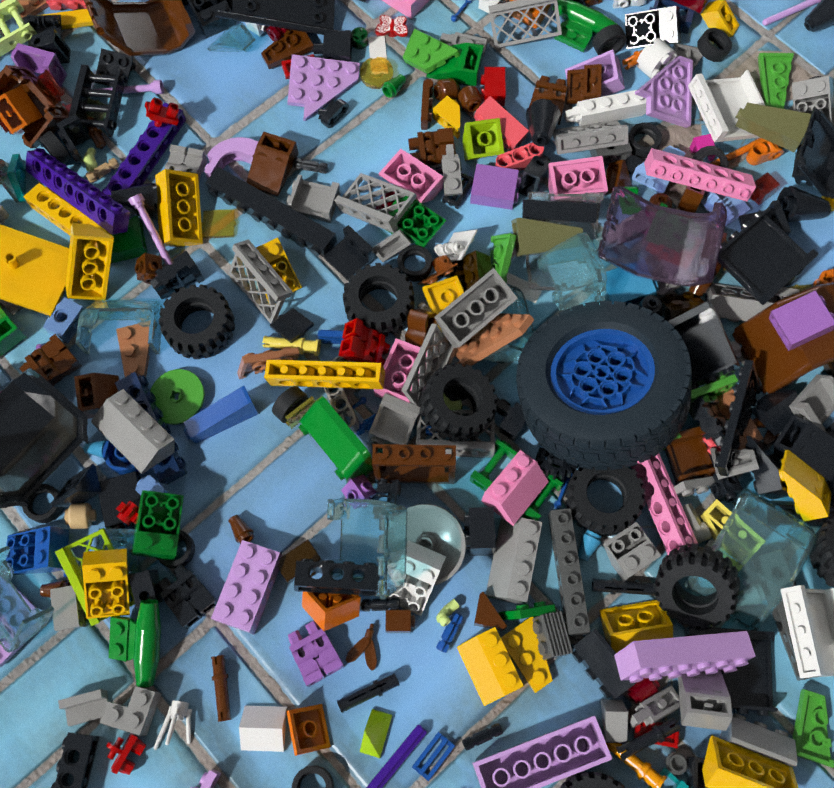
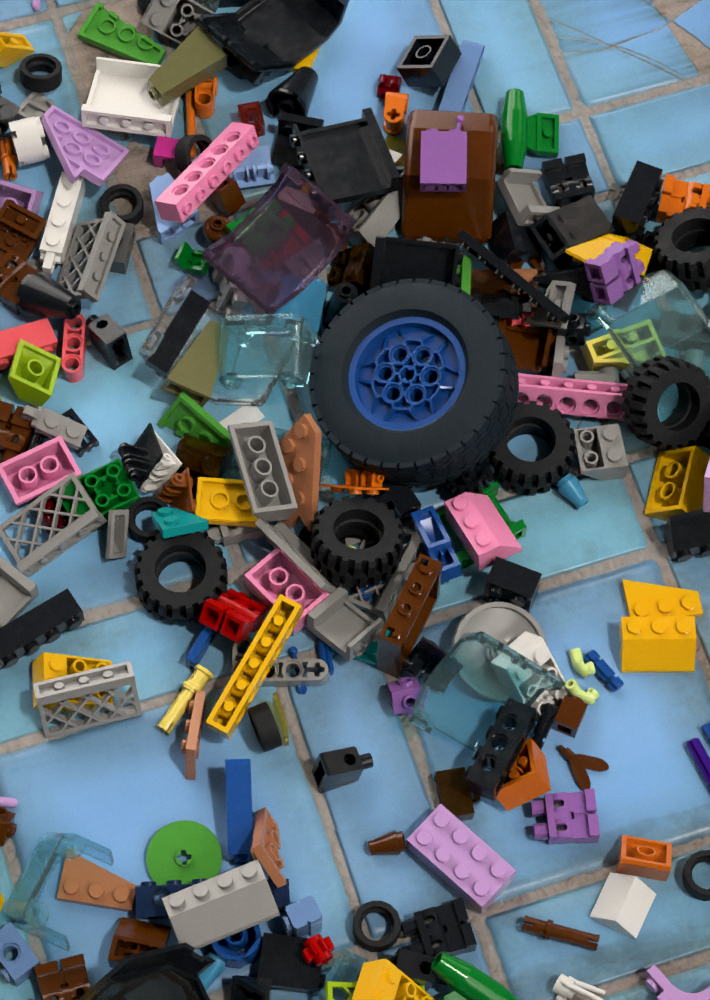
camera: 70 degrees left, 5 degrees down
(157, 525) = (351, 920): green slope -> none
(176, 275) = (29, 803): black hips -> none
(189, 301) = (97, 762): black tyre -> none
(194, 443) = (266, 845): none -> nougat wing
(276, 464) = (339, 768): none -> black torso
(291, 325) = (159, 689): black piece -> none
(336, 440) = (337, 685): green windscreen -> none
(350, 253) = (99, 586): black bracket -> none
(368, 692) = (630, 751): black pin -> none
(375, 733) = (676, 791): lime slope -> none
(411, 275) = (175, 522): none -> teal wing
(418, 325) = (242, 545): reddish brown brick -> none
(421, 617) = (574, 689): none -> yellowish green arm
(451, 231) = (141, 457): none -> black hinge
(485, 459) = (436, 541): none -> blue slope
(487, 615) = (601, 623): reddish brown slope -> none
(495, 186) = (96, 389): medium lavender brick -> none
(505, 383) = (359, 480): none -> orange hinge
(514, 561) = (566, 575): light grey slope -> none
(525, 611) = (617, 582): green wing -> none
(552, 635) = (653, 568): dark grey brick -> none
(557, 504) = (512, 501): blue hinge -> none
(568, 572) = (593, 522): dark grey brick -> none
(577, 176) = (141, 297): bright pink slope -> none
(617, 175) = (154, 258): reddish brown slope -> none
(628, 587) = (627, 486): black pin -> none
(632, 162) = (146, 233): black tile -> none
(786, 492) = (614, 272): none -> medium lavender hips

